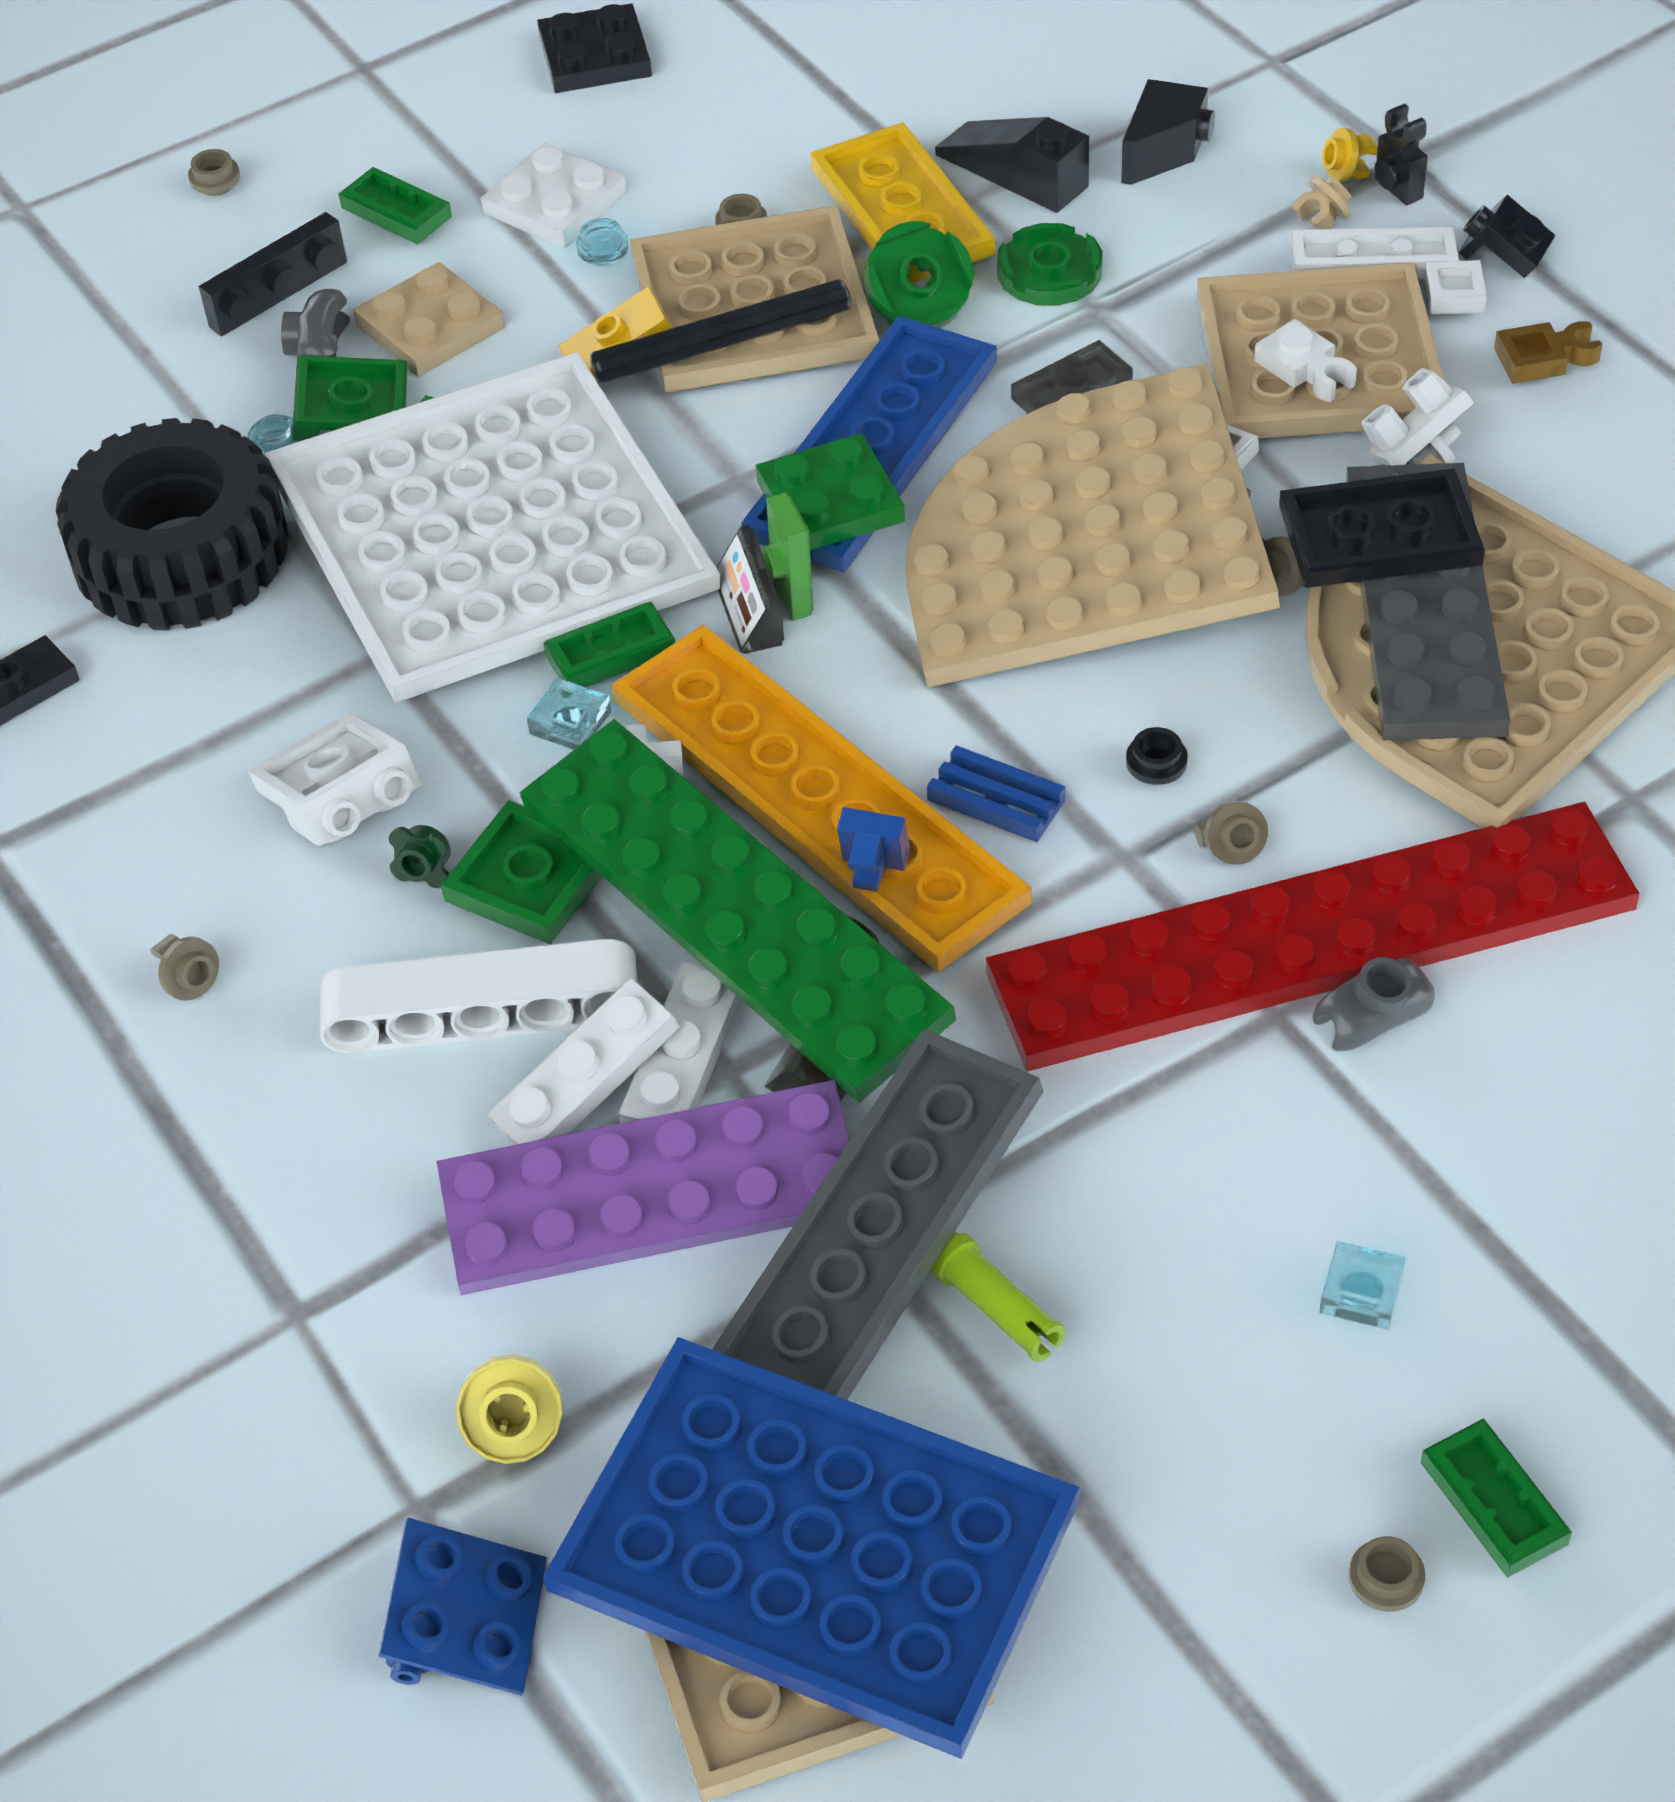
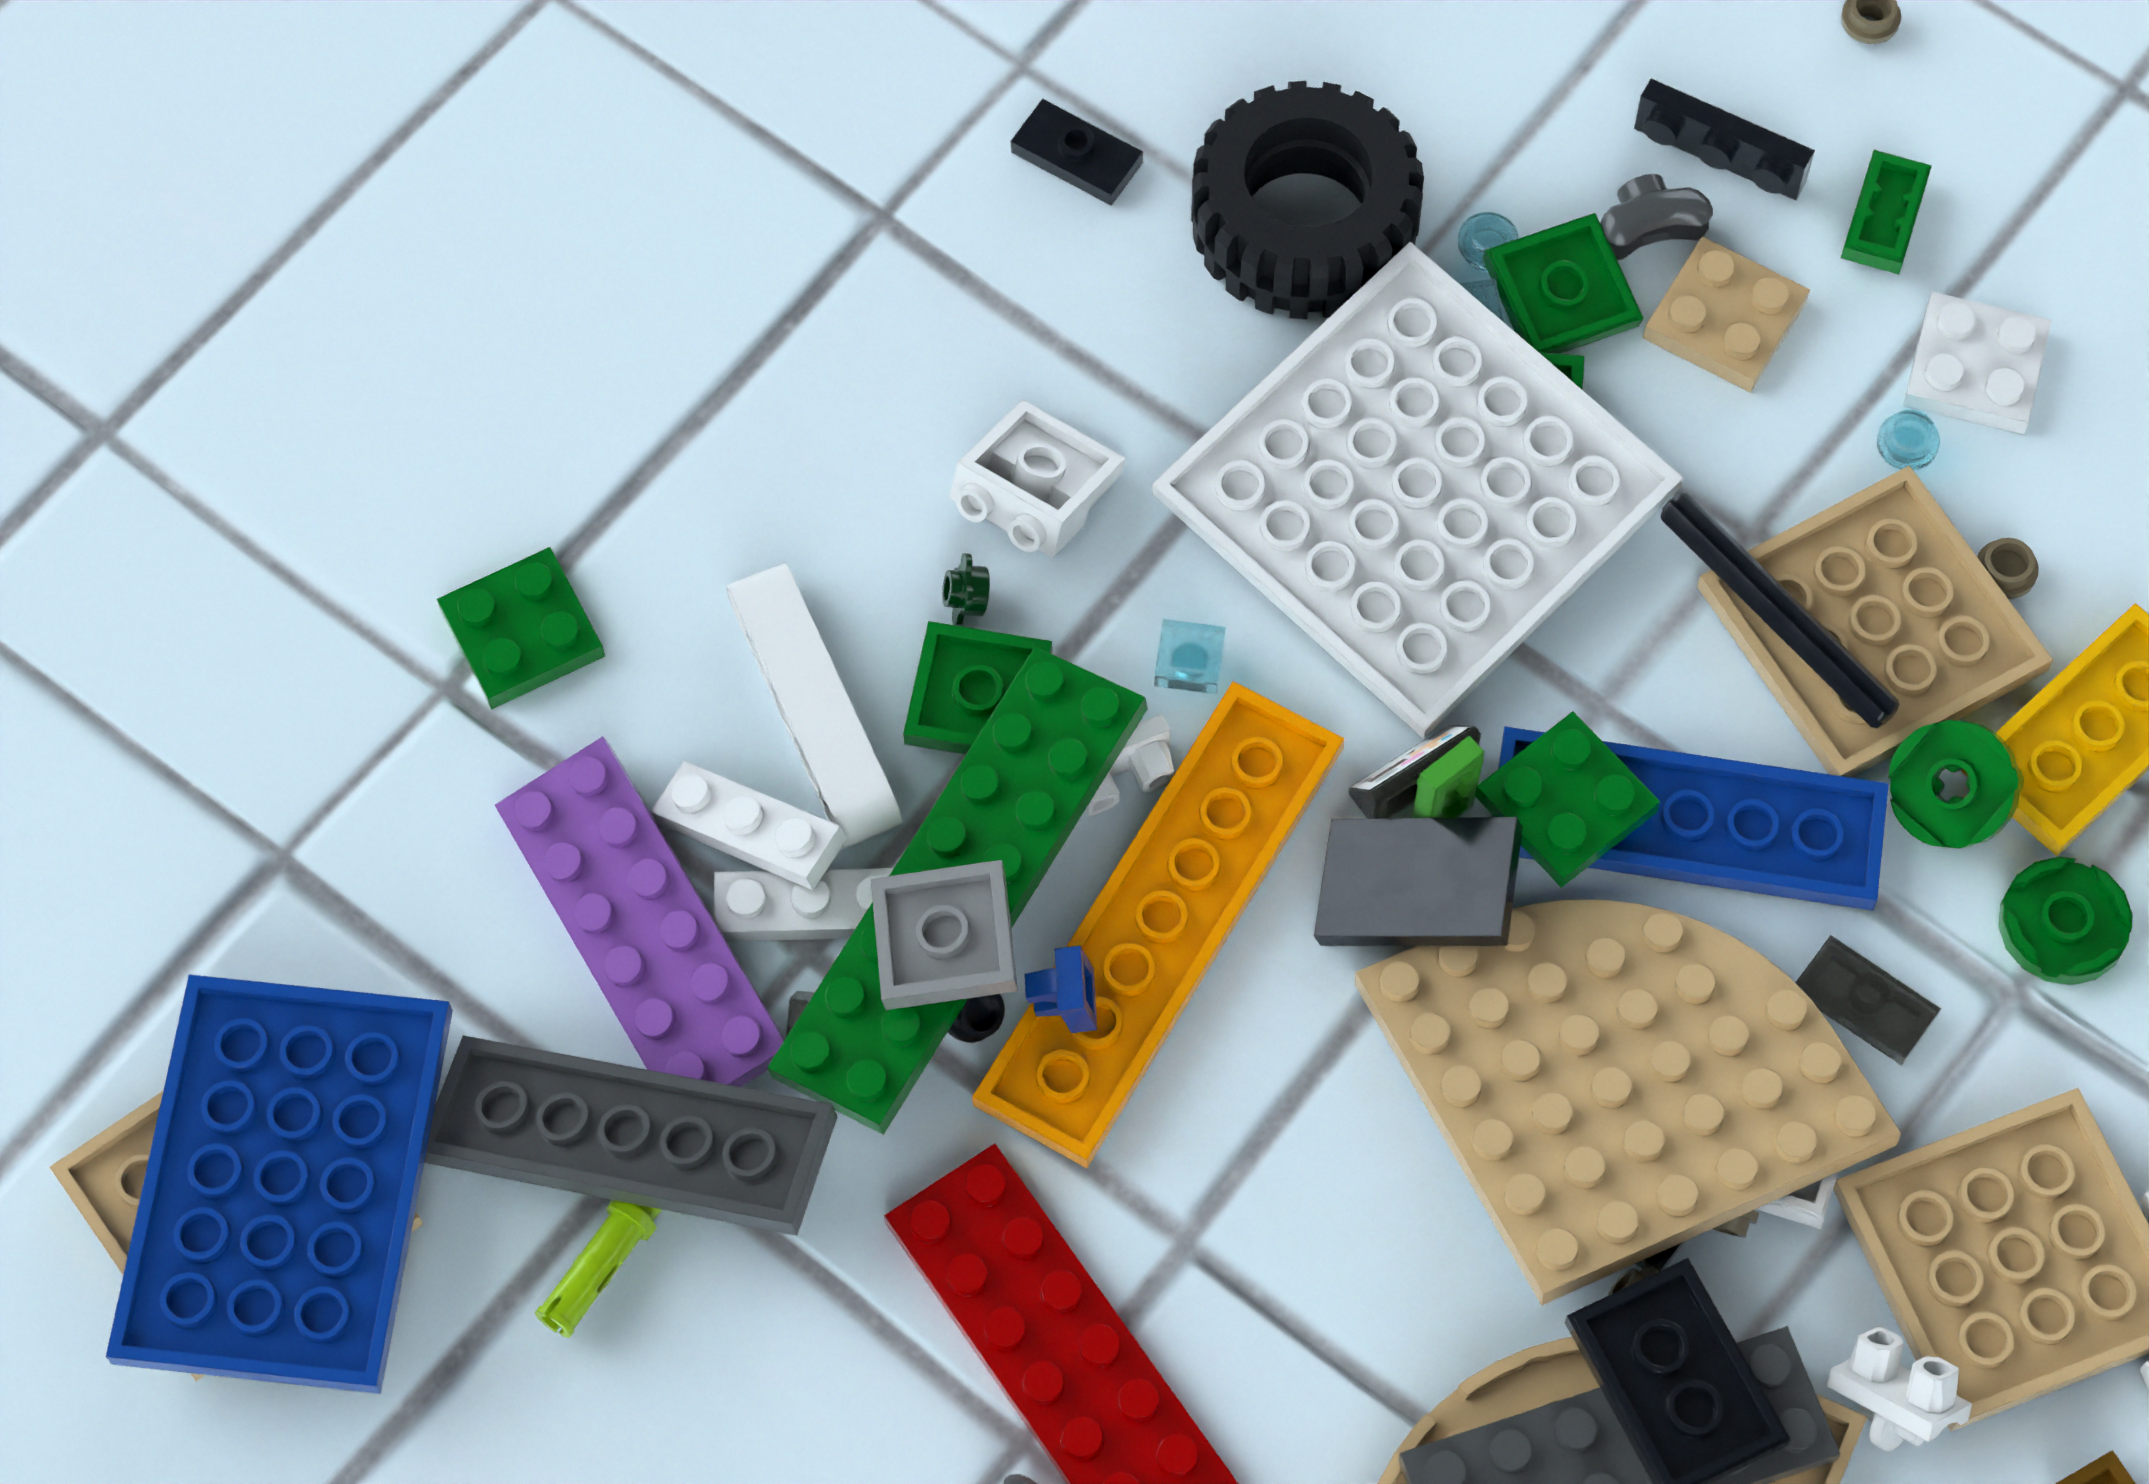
camera: 70 degrees right, 15 degrees up
(186, 966) = (772, 441): dark tan plate -> none
(266, 1229) = (520, 628): none -> green plate
(461, 1608) = (179, 923): blue hinge -> none
(509, 1408) = (369, 892): light yellow plate -> none
(609, 646) = (1295, 662): green plate -> none
(630, 320) = (1748, 507): yellow plate -> none
(794, 894) = (943, 935): none -> light grey plate
(862, 604) = (1419, 882): none -> tile
(1001, 786) = (1231, 1042): blue tile -> none
(1156, 756) = (1320, 1219): black plate -> none
(1233, 832) = (1235, 1341): dark tan plate -> none
(1303, 355) = (1968, 1234): white plate -> none

